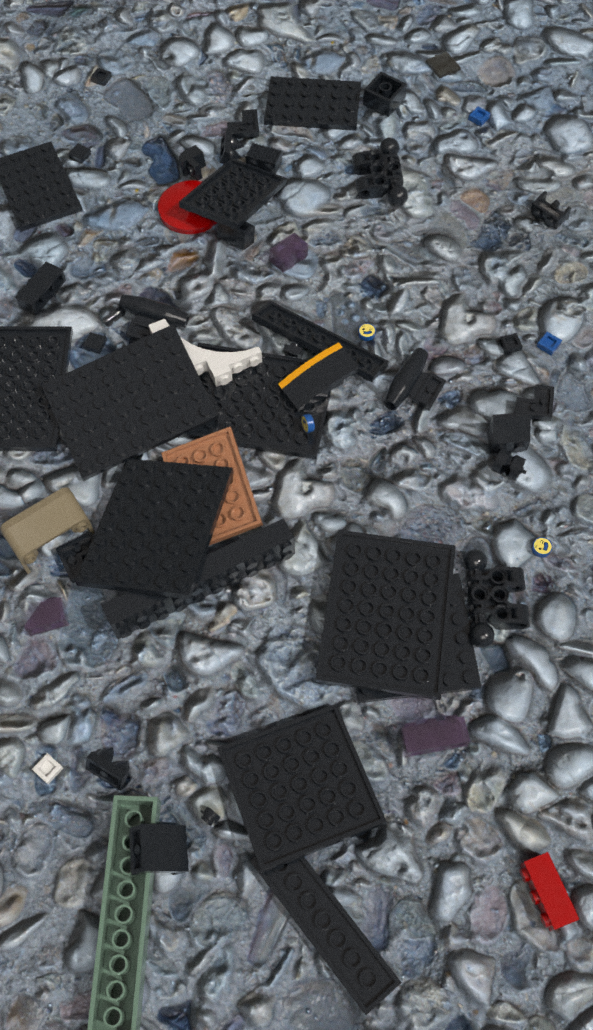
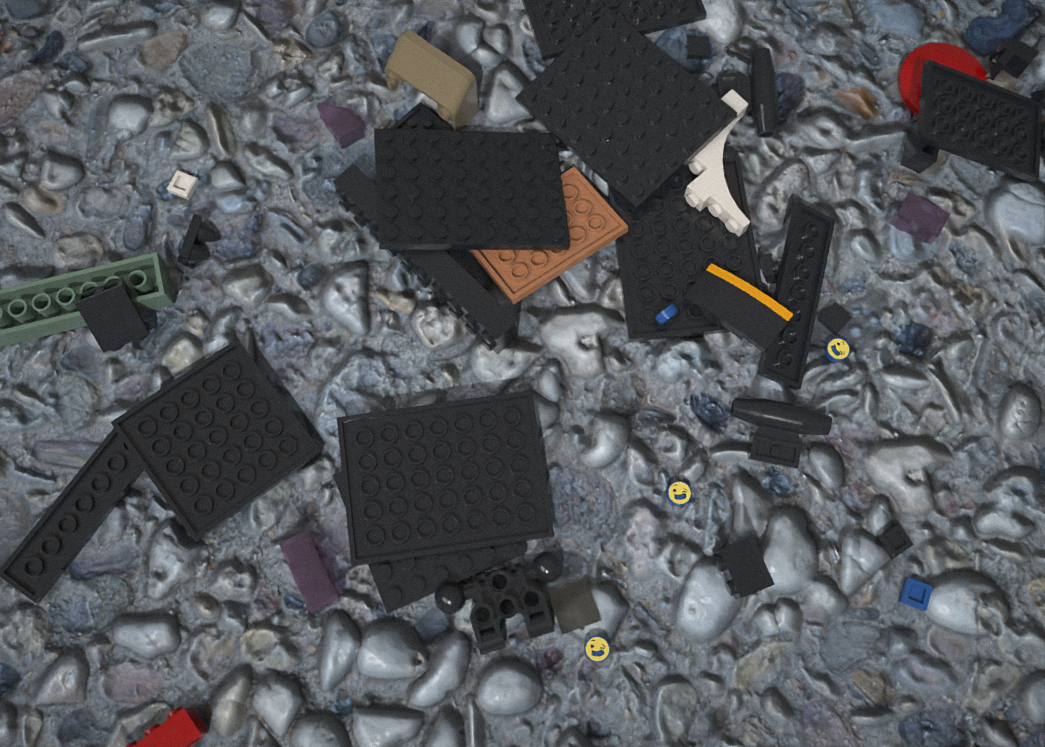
camera: 70 degrees right, 10 degrees up
(210, 816) = (168, 357): black plate -> none
(343, 326) = (835, 318): none -> black tile
(442, 461) = (679, 493): none -> tile
(506, 553) = (574, 606): none -> clear smoke piece
(507, 464) = (698, 579): black wheel -> none
(541, 406) = (804, 603): black plate -> none

